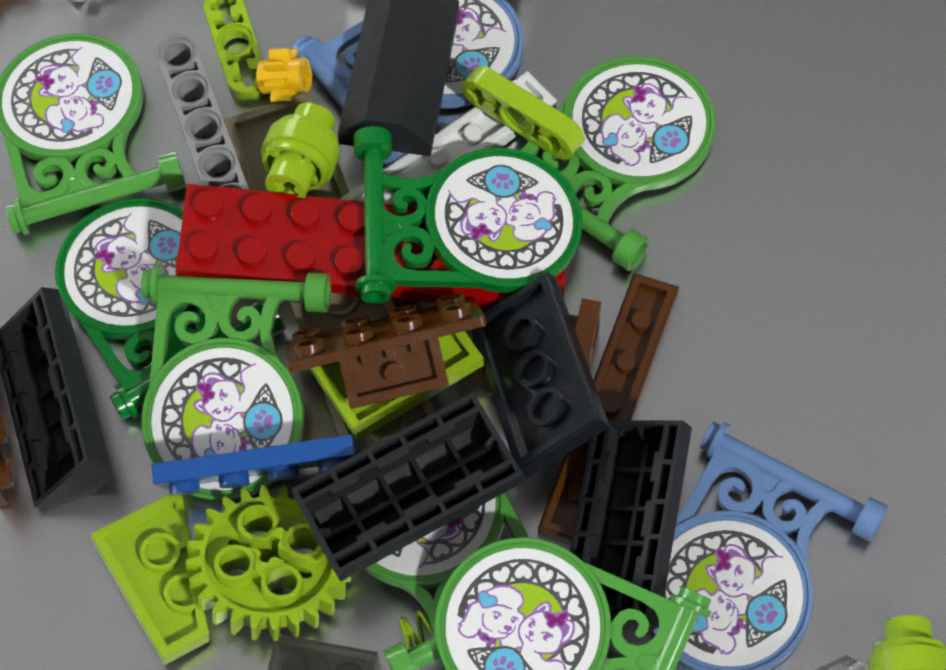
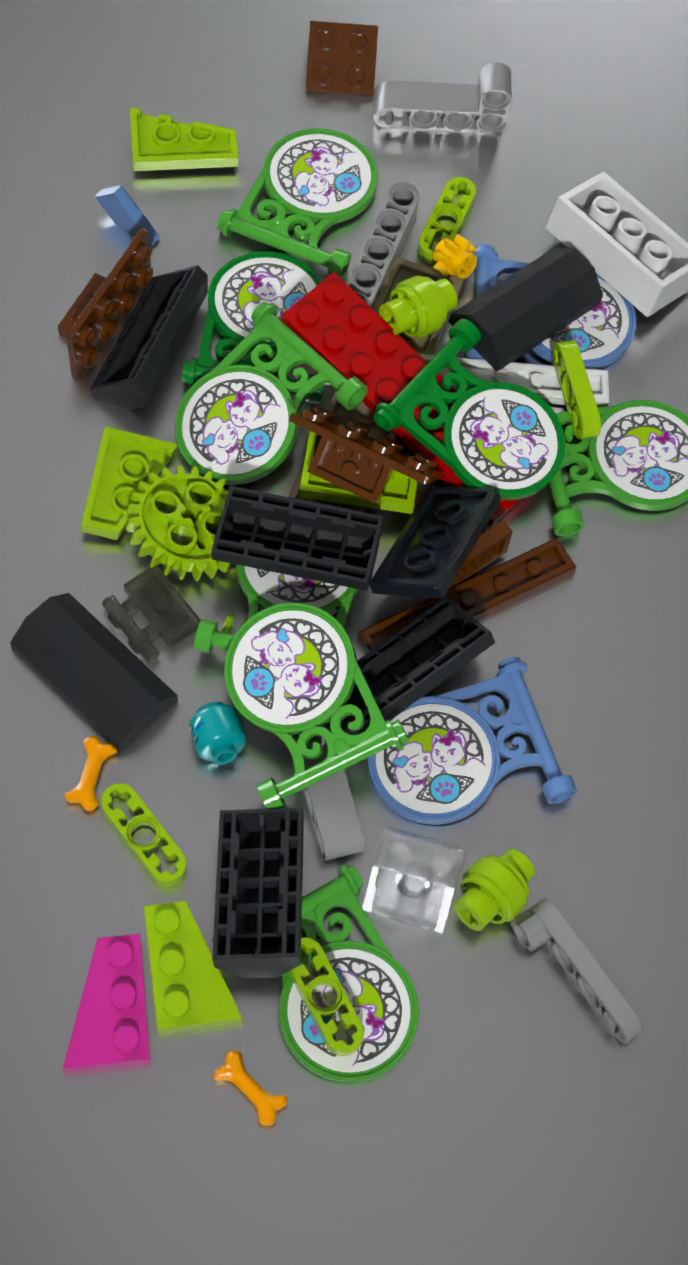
camera: 30 degrees right, 0 degrees up
(235, 468) = (216, 454): blue plate -> none

